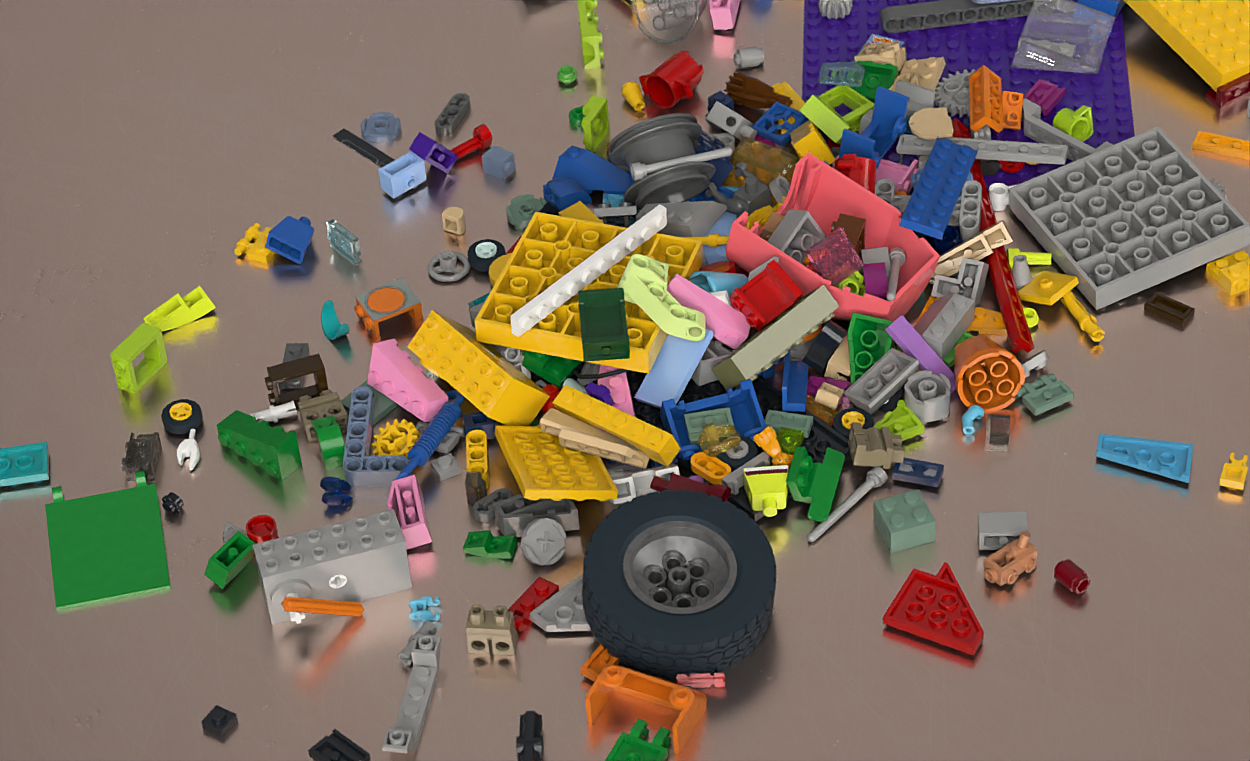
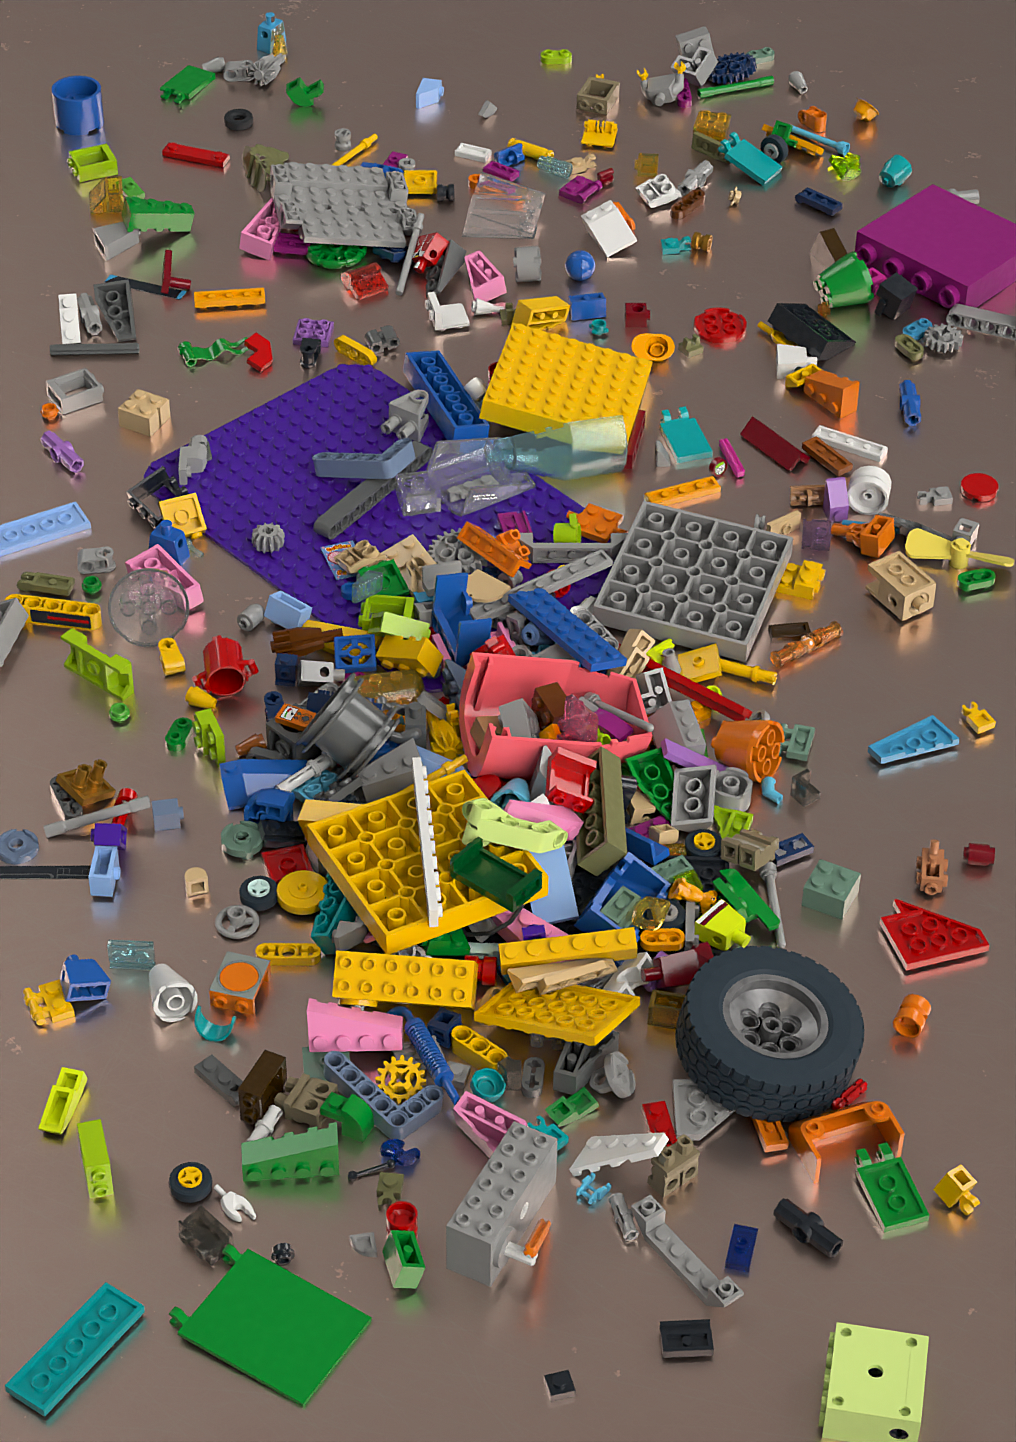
camera: 50 degrees left, 0 degrees up
(287, 487) = (352, 1175): none -> black hinge
(296, 511) = (389, 1188): none -> olive plate
(331, 282) = (171, 994): none -> white cone
(440, 301) = (295, 960): none -> yellow beam
(444, 552) = (551, 1130): none -> teal plate
(448, 486) = (487, 1084): none -> teal hair
(463, 590) = (618, 1149): none -> white wing
(467, 726) = (741, 1248): none -> clear blue plate
(470, 108) = (87, 783): none -> pearl gold plate
(475, 140) = (129, 807): none -> light grey piece
(609, 189) = (312, 769): none -> white pin
(639, 170) = (361, 740): light grey piece -> none
(651, 54) = (170, 657): none -> yellow piece
(775, 64) = (287, 610): none -> light blue brick
(828, 656) = (912, 1015): none -> orange wheel
(994, 29) = (418, 493): none -> clear brick
(1000, 528) = (900, 852): light grey brick -> none
(1115, 127) = (598, 523): none -> orange plate
(1148, 324) = (796, 649): none -> clear orange piece
(1150, 53) = (569, 452): none -> clear light blue windscreen

